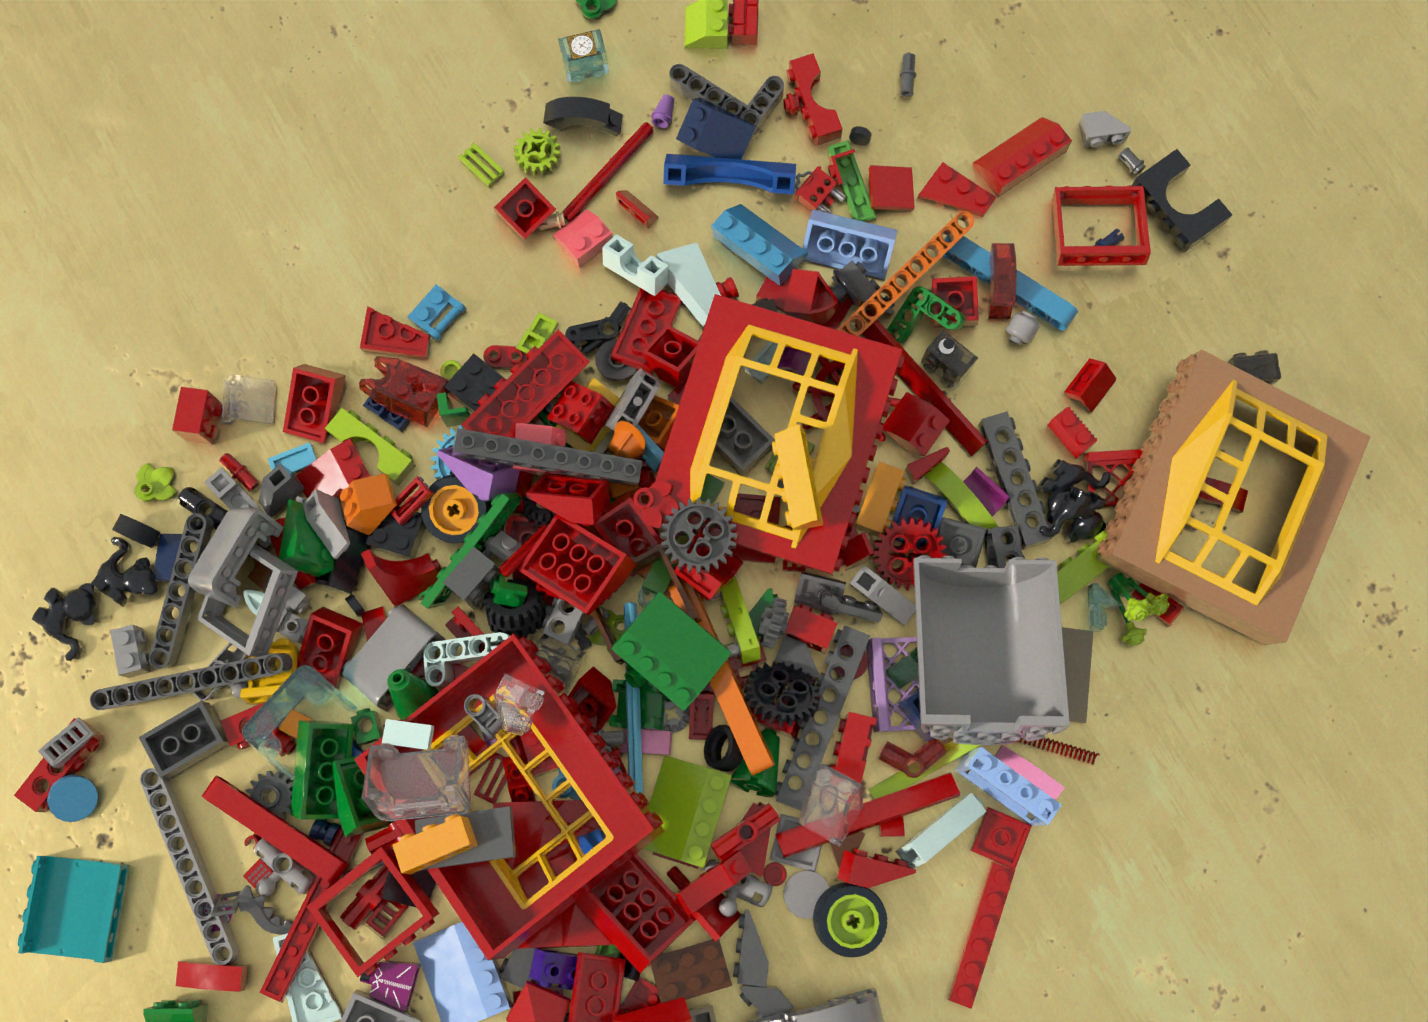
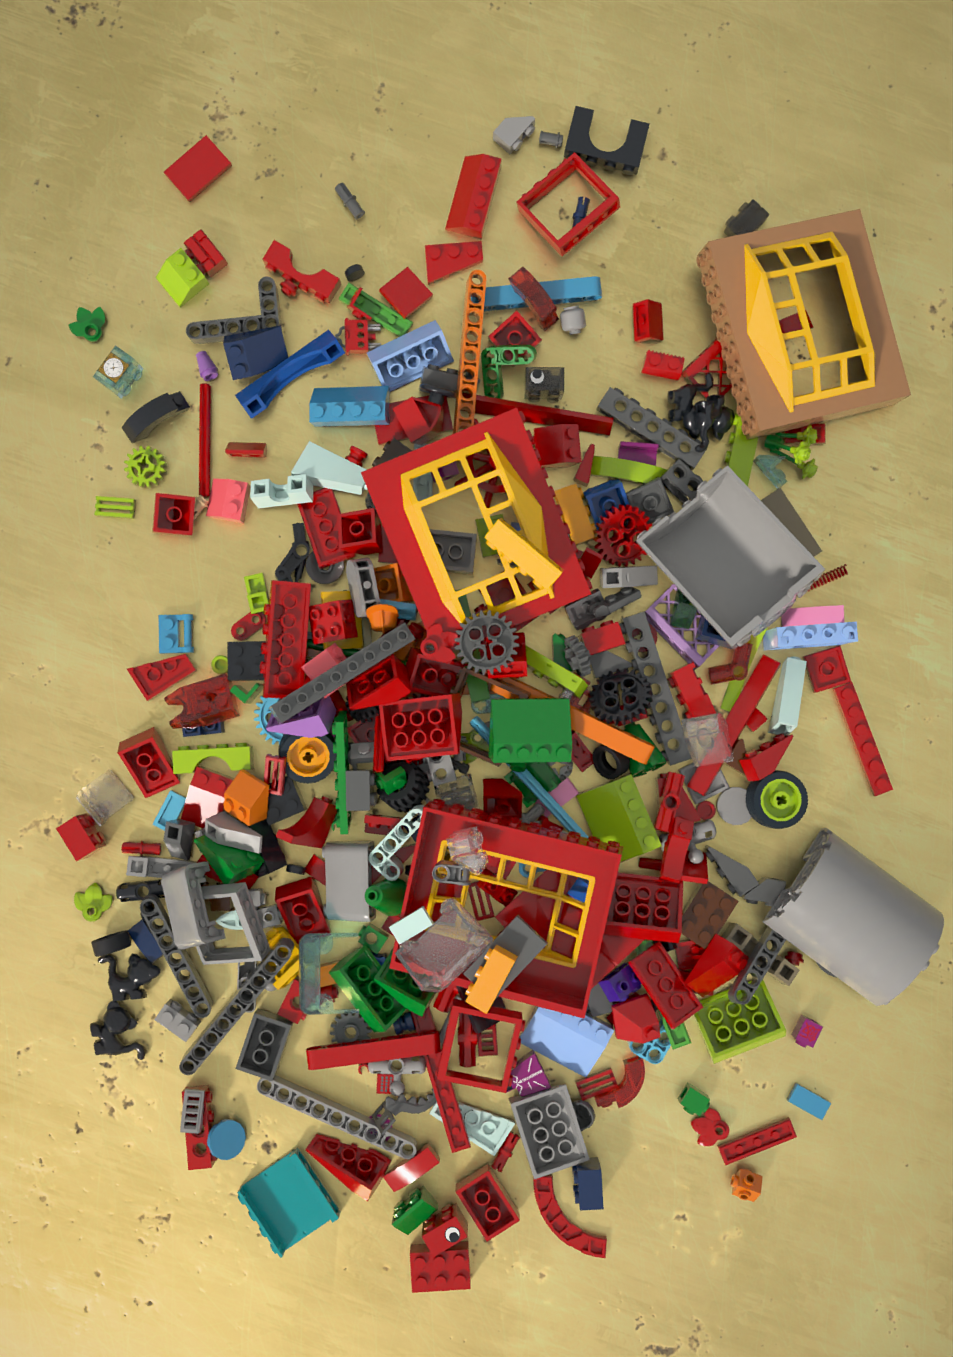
camera: 40 degrees left, 10 degrees up
(160, 926) = (353, 1166): none -> red wedge

